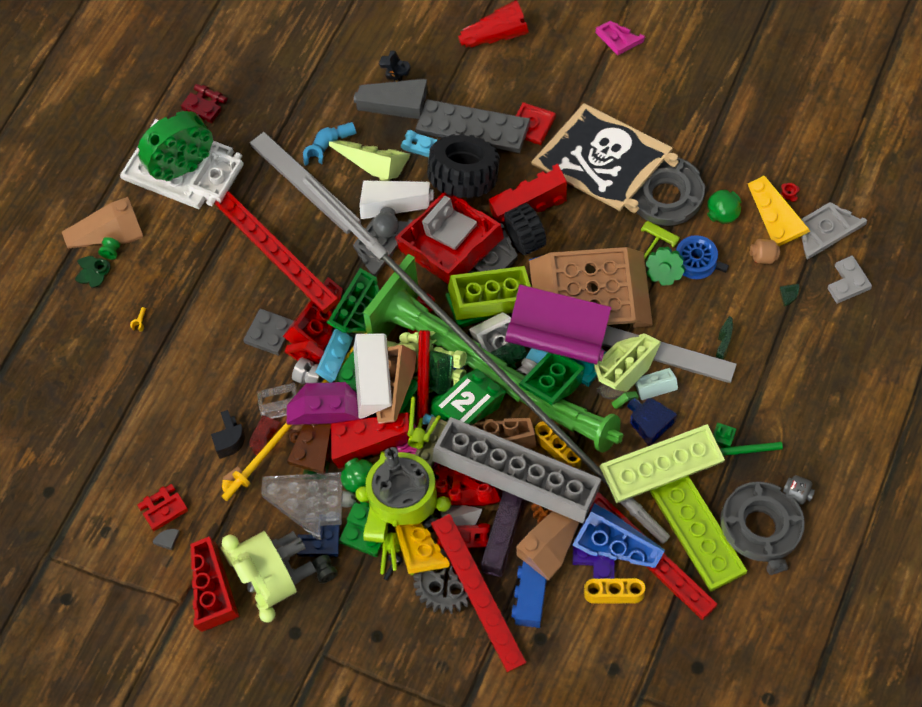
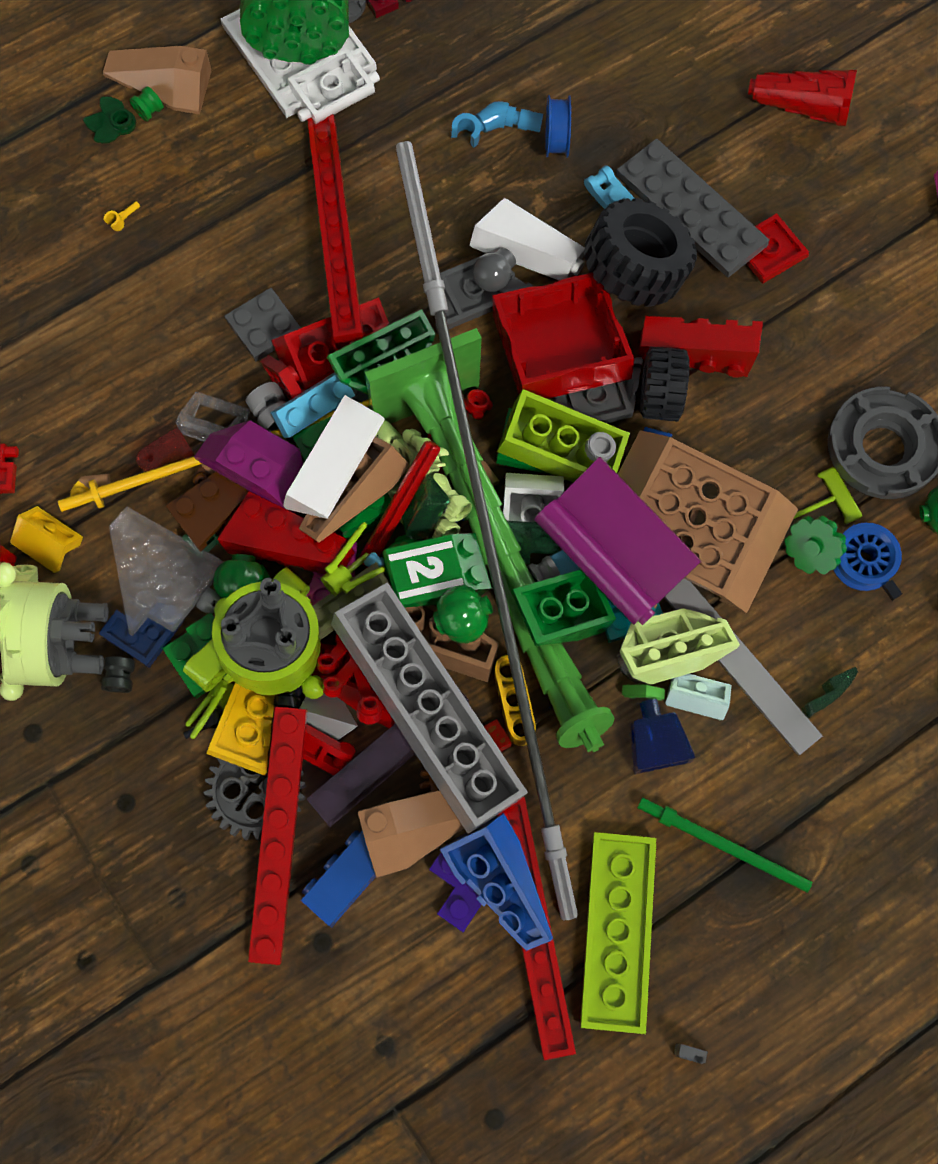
camera: 25 degrees right, 10 degrees up
(225, 522) = (44, 538): none -> yellow panel
(229, 440) = (124, 433): black brick -> none
(295, 174) = (436, 160): light grey tile -> none
(367, 123) = (558, 126): none -> blue wheel
(376, 162) = (537, 182): yellowish green wedge -> none
(393, 98) = (617, 113): dark grey slope -> none
(395, 67) = (644, 74): black hips -> none
(447, 225) = (571, 318): light grey bracket -> none
(501, 411) = (462, 614): none -> green plant
(513, 281) = (600, 445): none -> light grey tile
(604, 157) = (834, 349): flag -> none
(622, 585) = (439, 940): yellow beam -> none
(661, 463) = (628, 816): yellowish green plate -> none
(724, 435) = (740, 823): green tile -> none
(770, 500) = (749, 973): dark grey piece -> none
(799, 489) = (790, 966): dark grey head -> none

